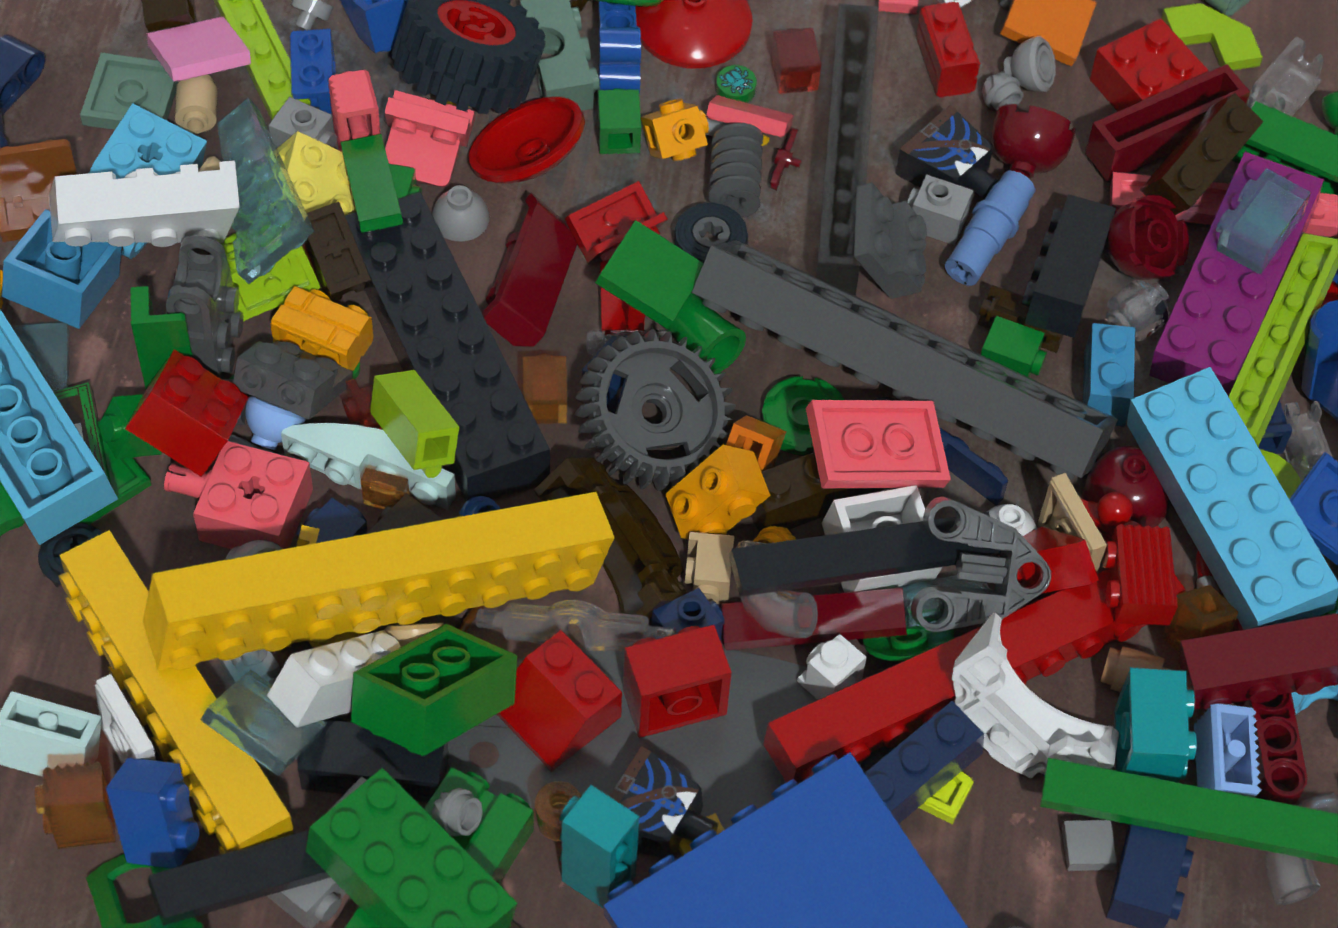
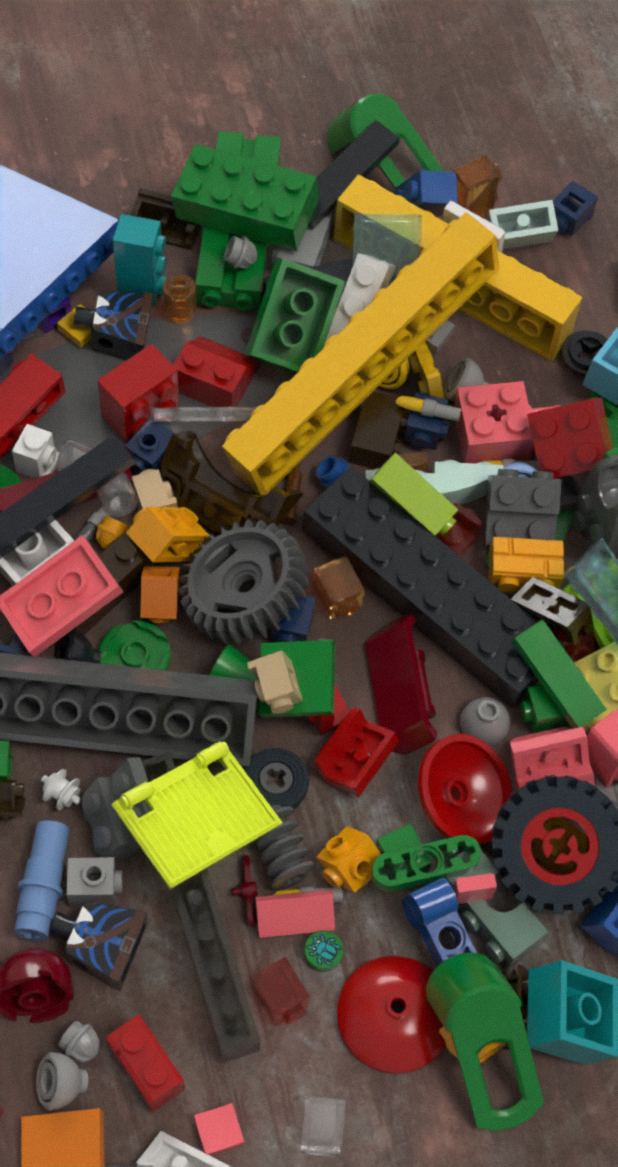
camera: 155 degrees right, 5 degrees up
(325, 517) = (429, 408): none -> light grey piece
(575, 38) = (475, 888): none -> coral tile
(633, 97) = (396, 861): none -> green beam
(680, 261) = (276, 681): none -> tan brick
(818, 182) = (196, 815): none -> neon yellow window
(938, 299) = (60, 789): none -> white wheel

